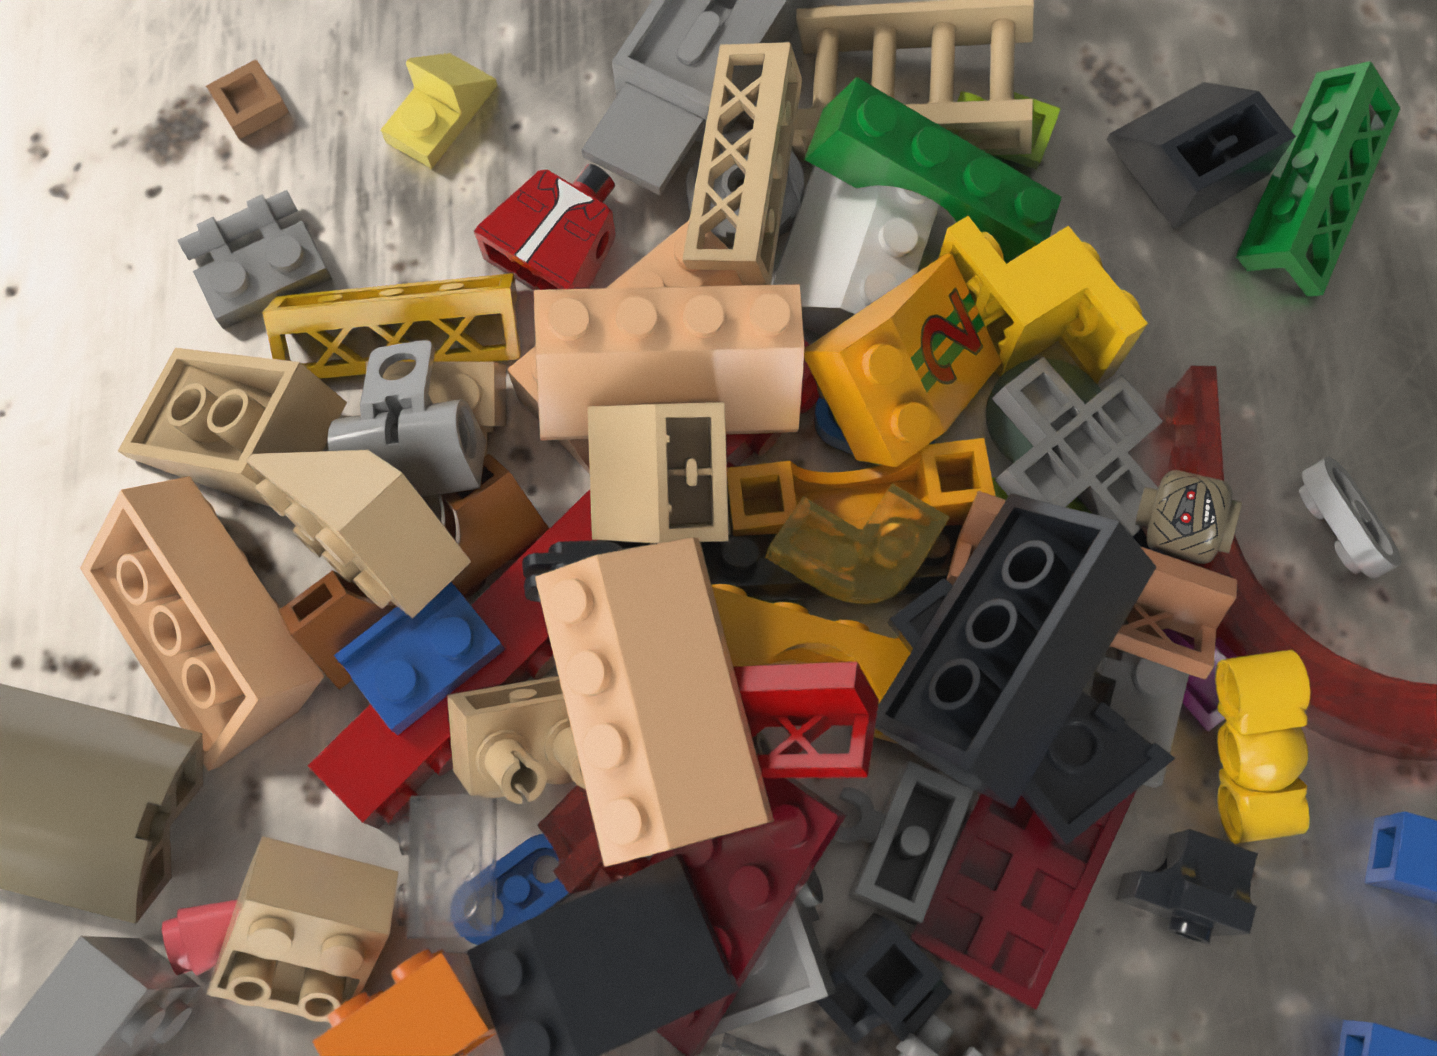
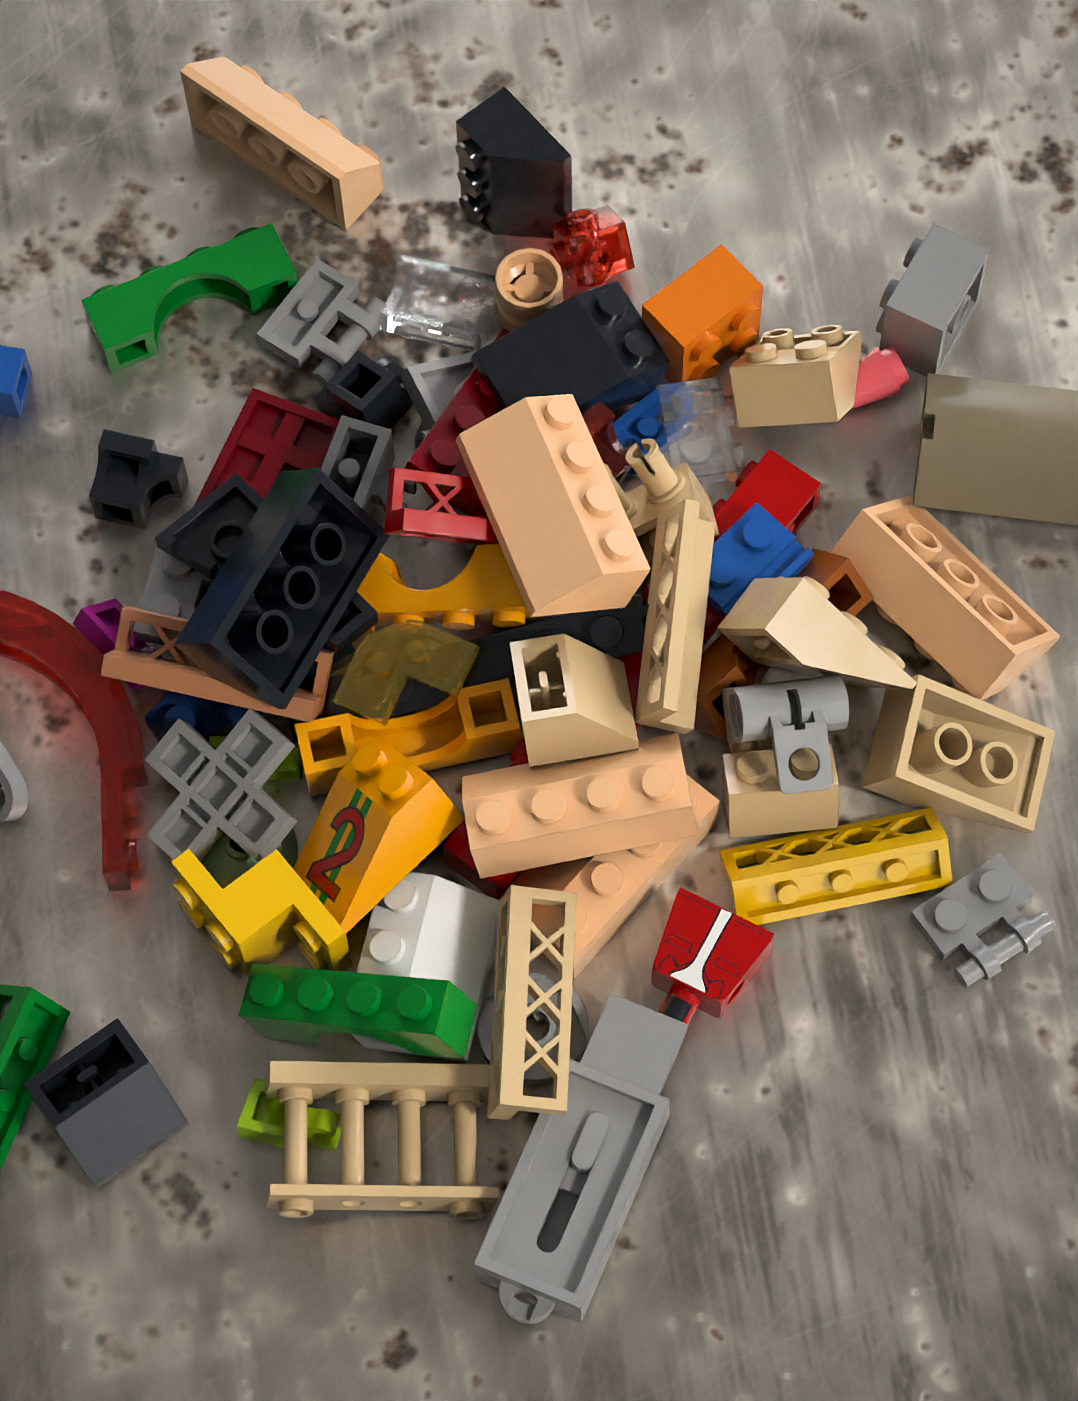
camera: 175 degrees right, 5 degrees down
(247, 99) = (1032, 1084): medium nougat tile -> none
(438, 107) = (841, 1094): light yellow slope -> none
(522, 545) = (675, 619): none -> tan fence
(1189, 516) = (136, 723): dark tan head -> none
(1262, 746) = (81, 570): yellow piece -> none

